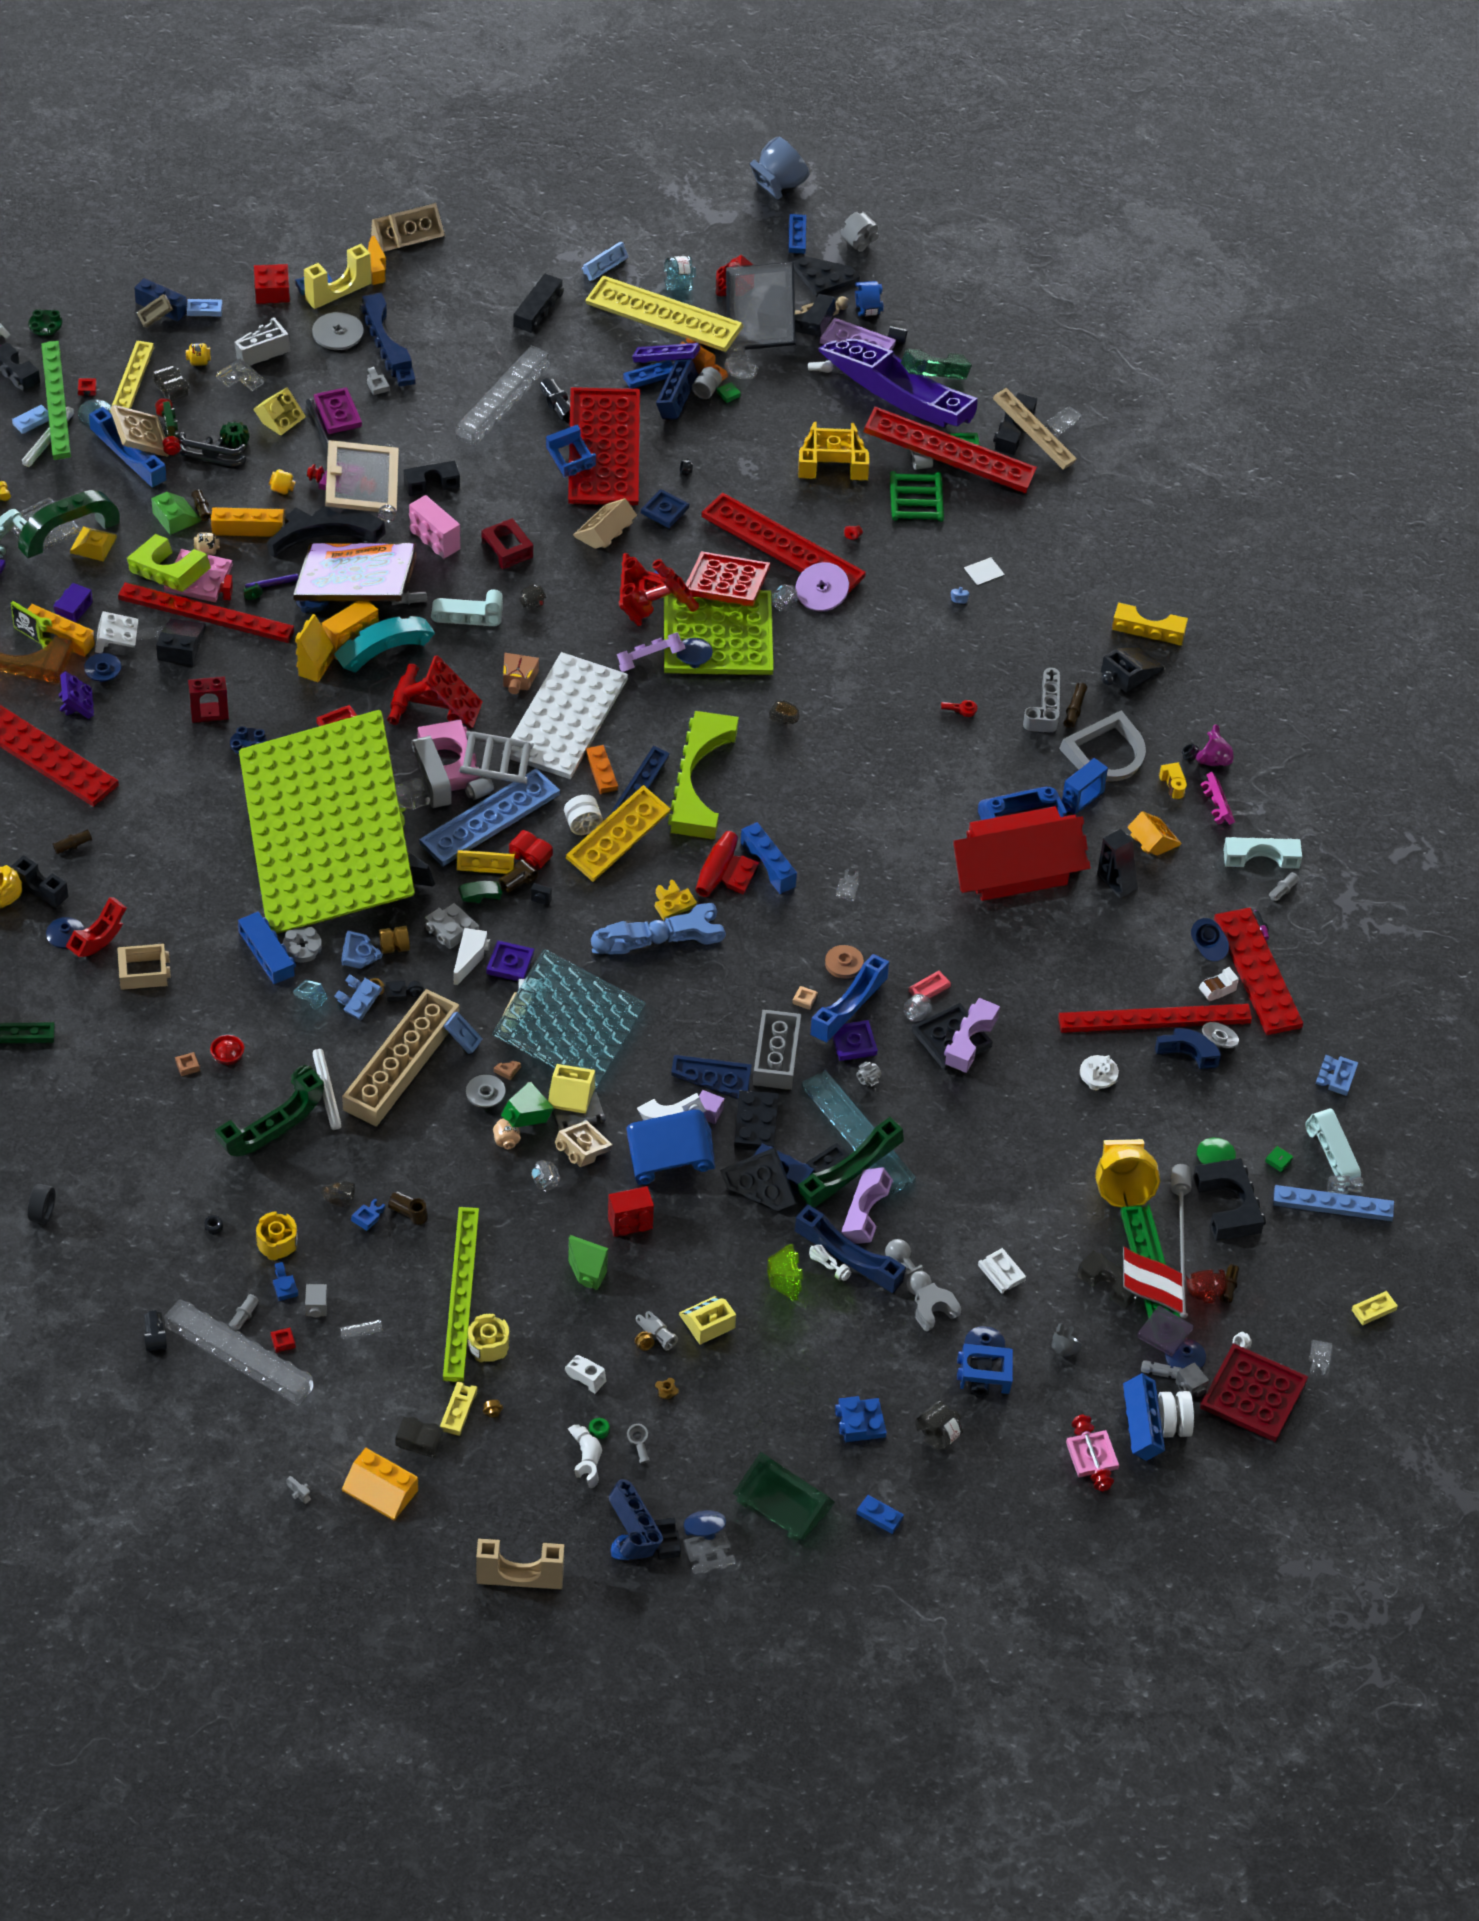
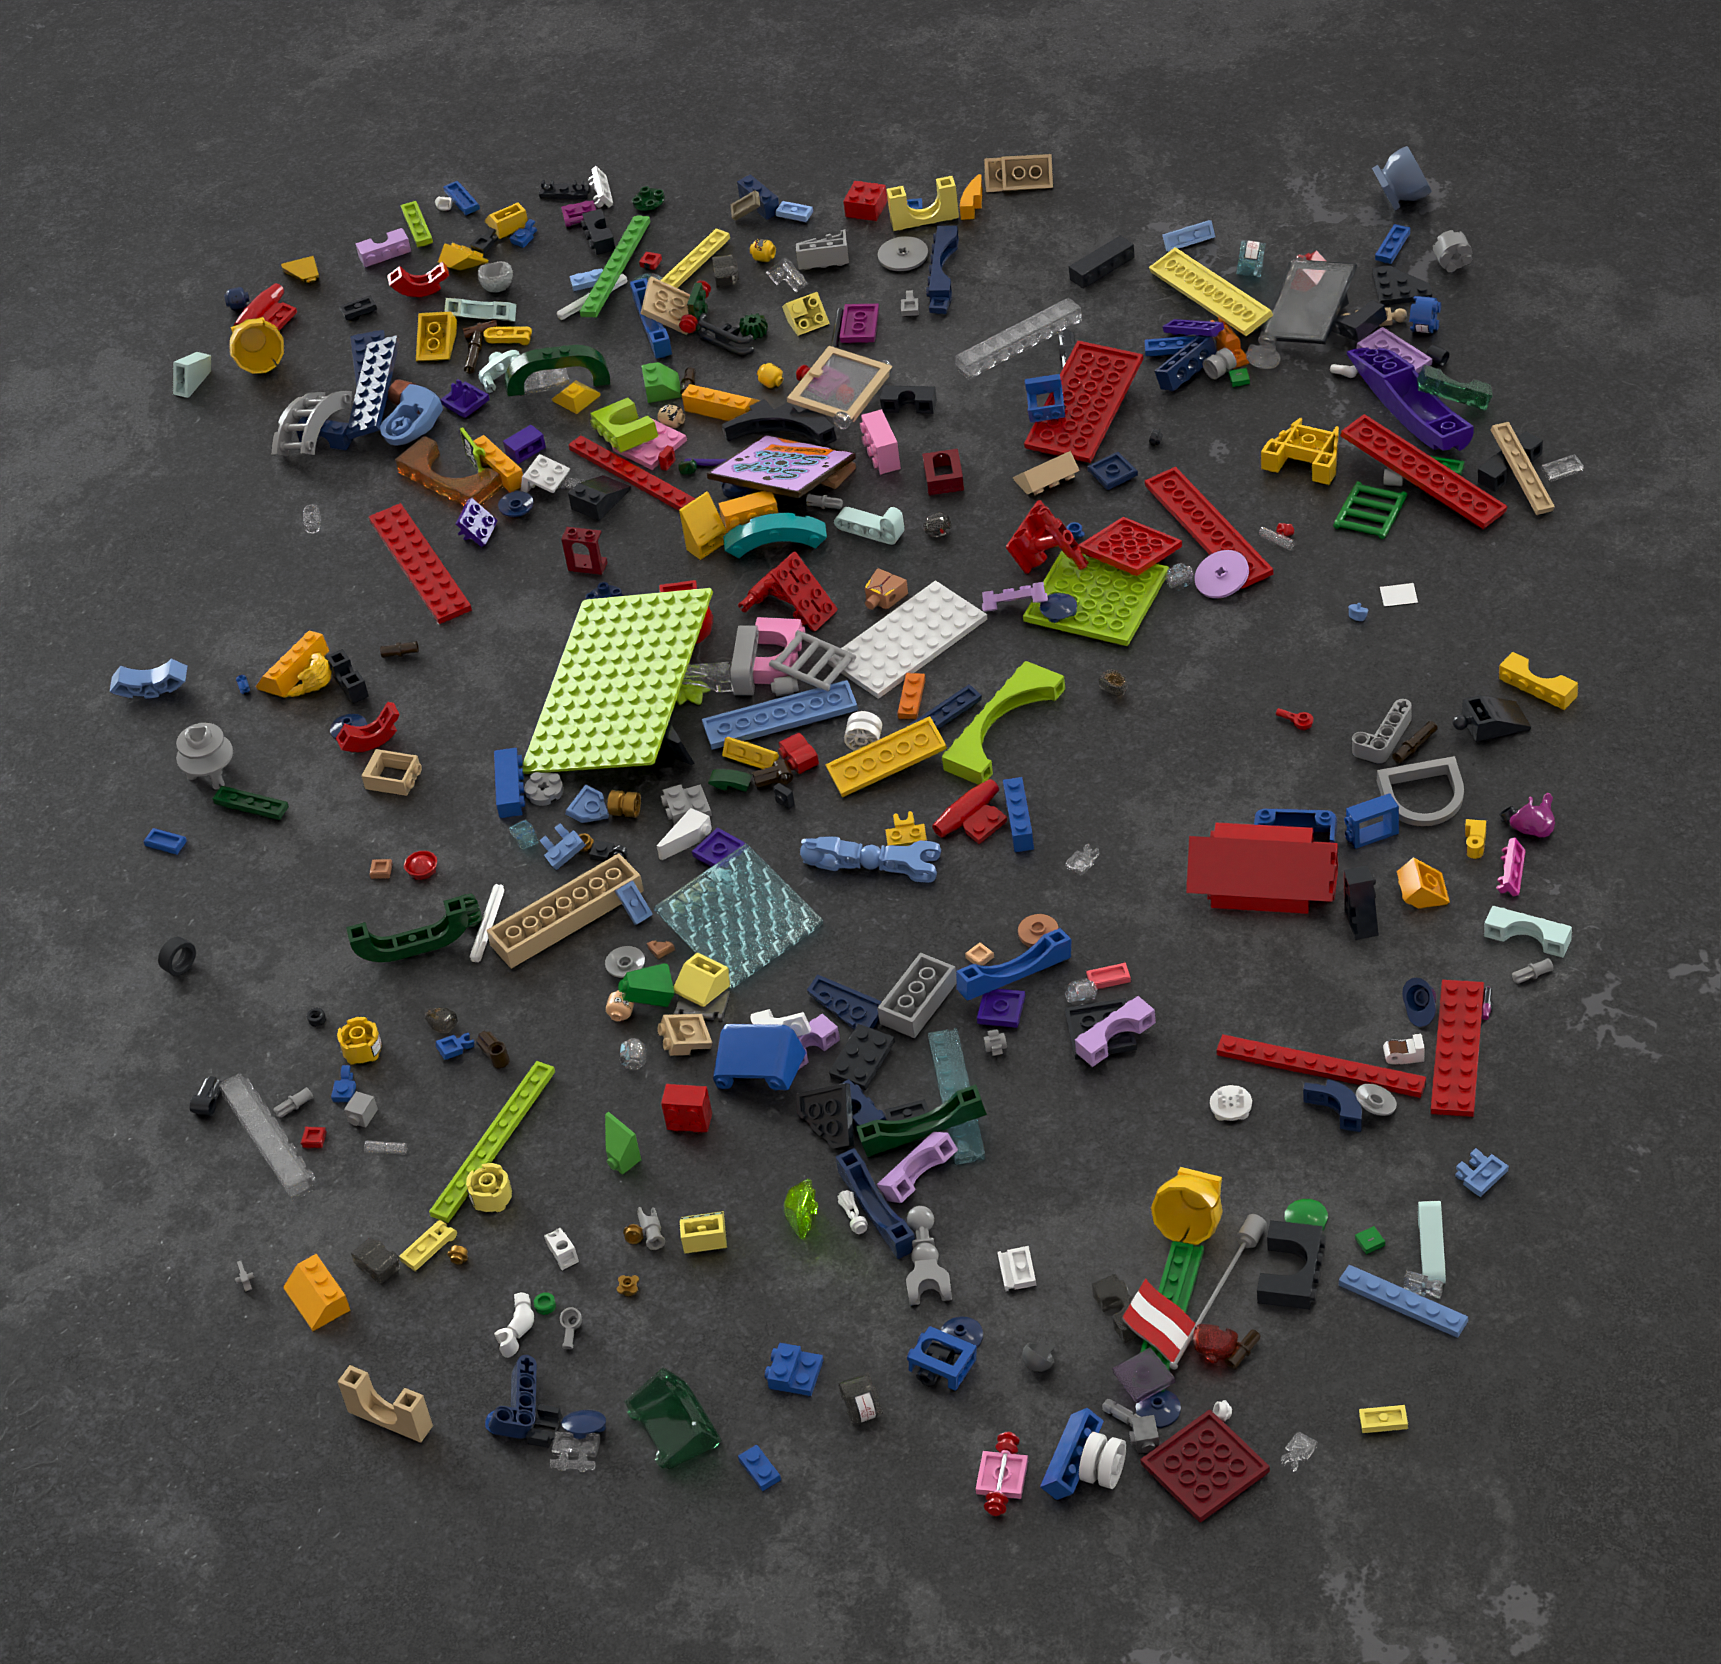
camera: 35 degrees right, 5 degrees down
(853, 542) = (1279, 539): none -> clear piece

